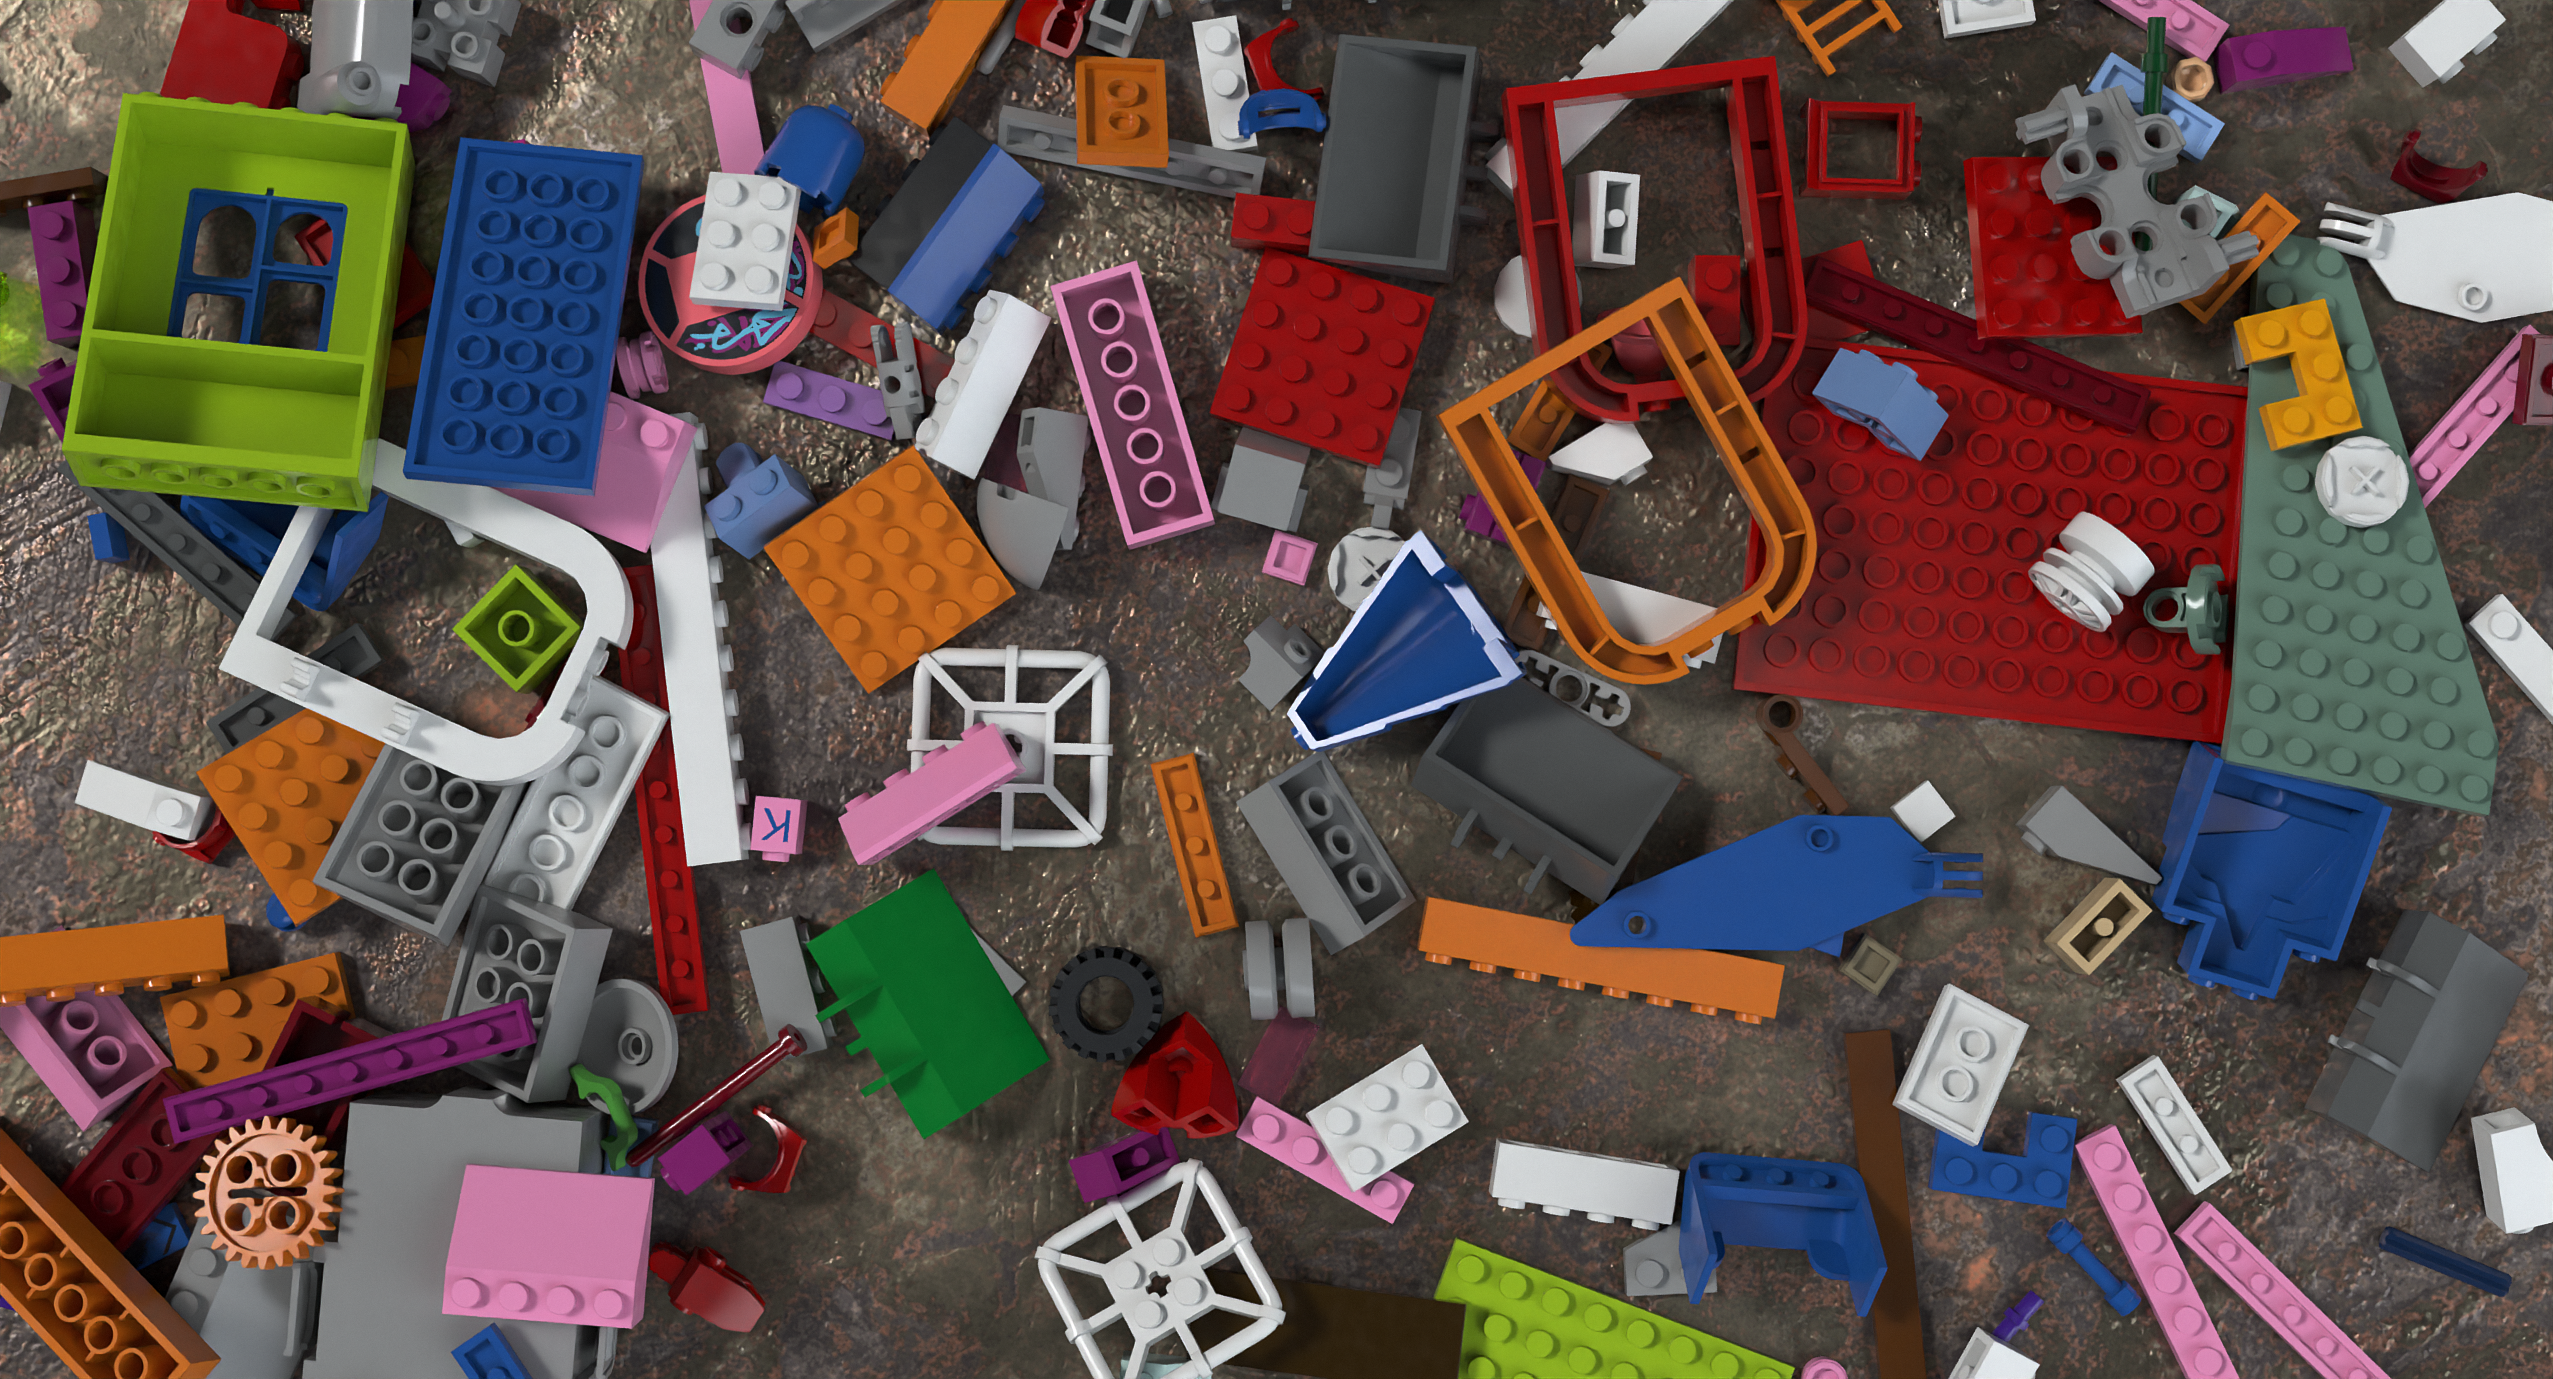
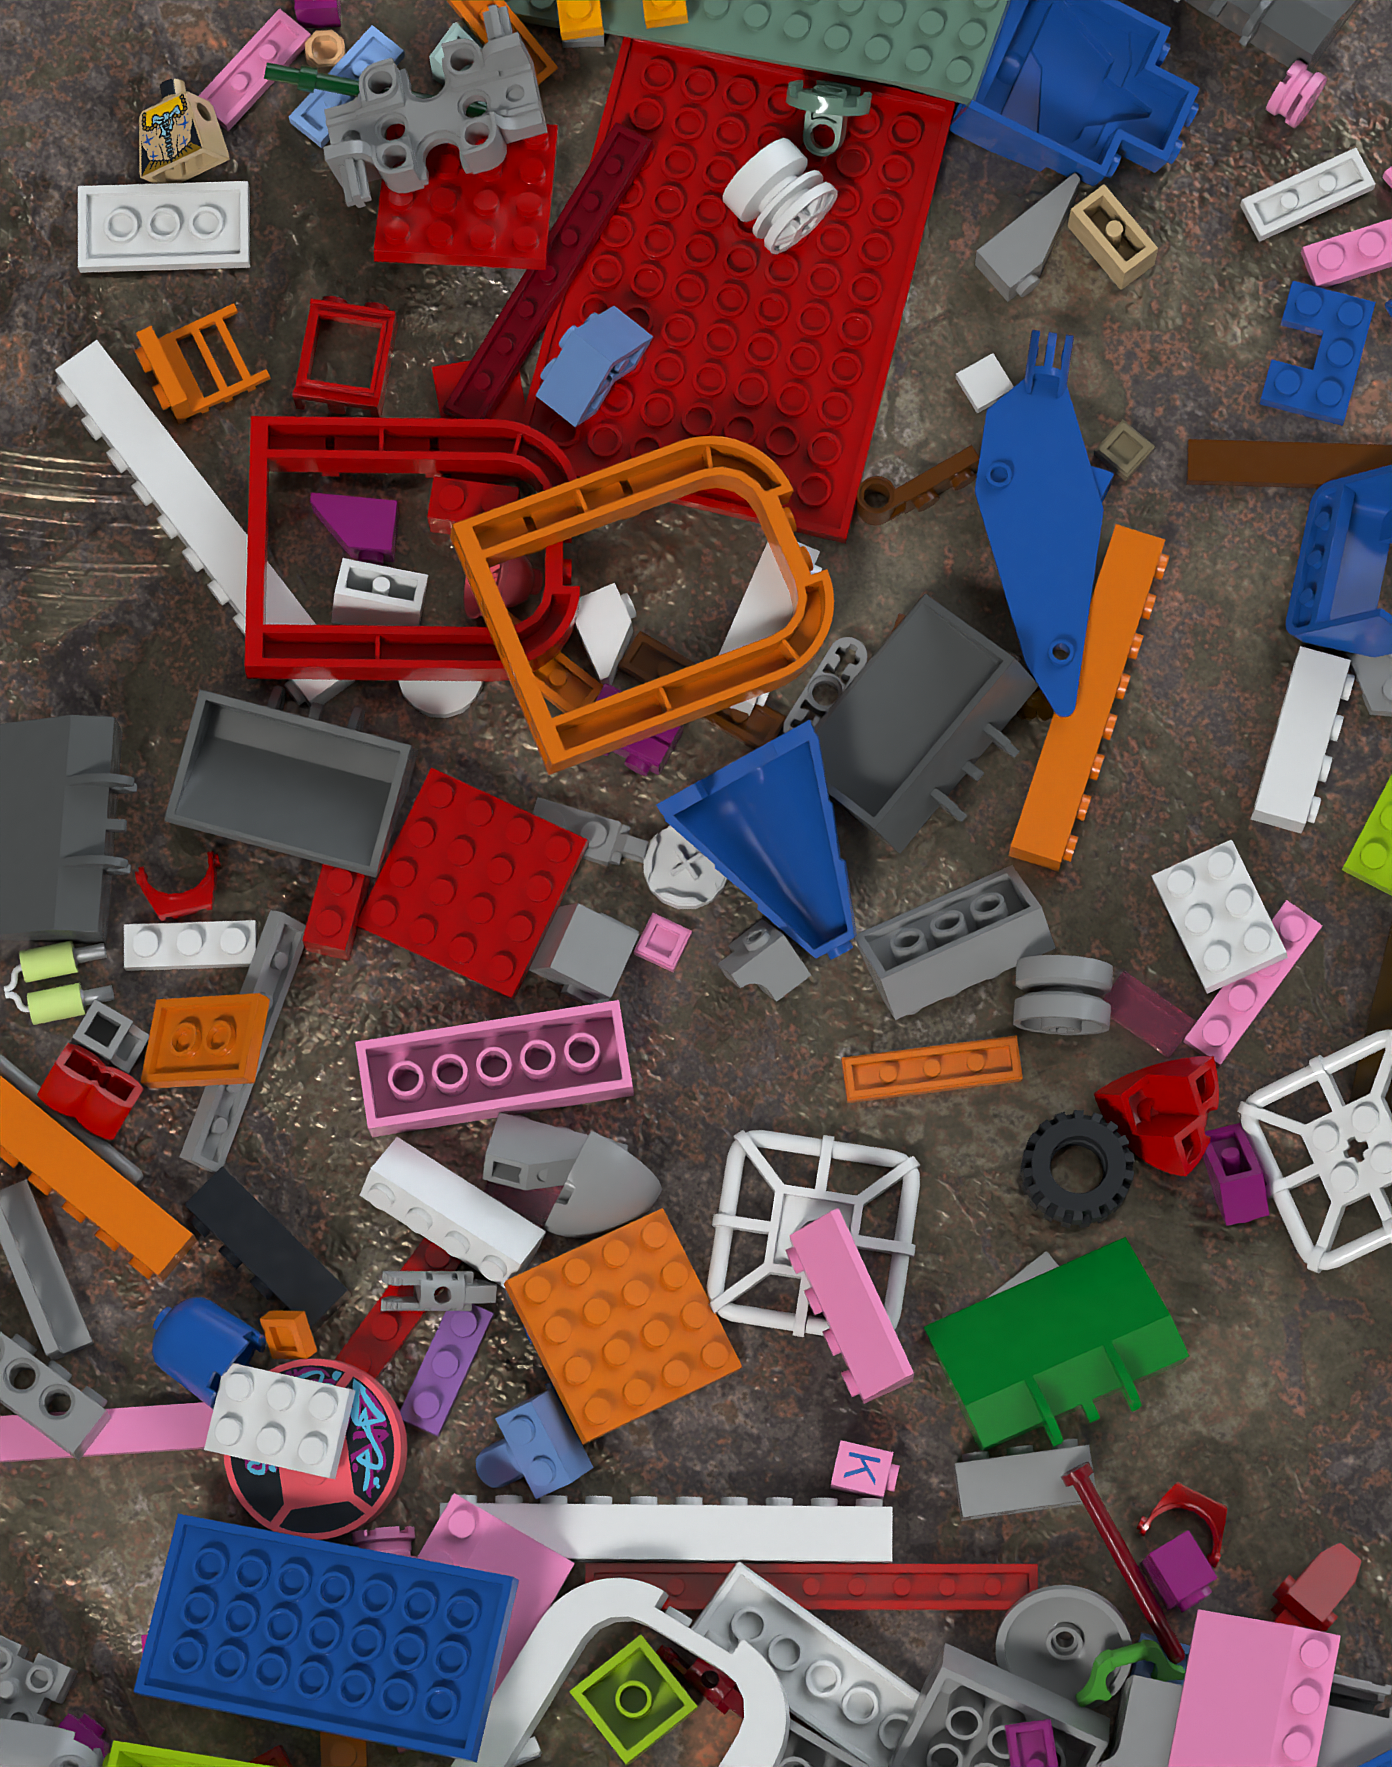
camera: 75 degrees left, 10 degrees down
(968, 241) = (310, 1208): blue slope -> none
(1307, 116) = (231, 868): blue helmet -> none
(1681, 192) = (360, 525): none -> magenta slope
(1960, 1065) = (1229, 378): white tile -> none
(2279, 1093) = (1296, 93): none -> bright pink wheel

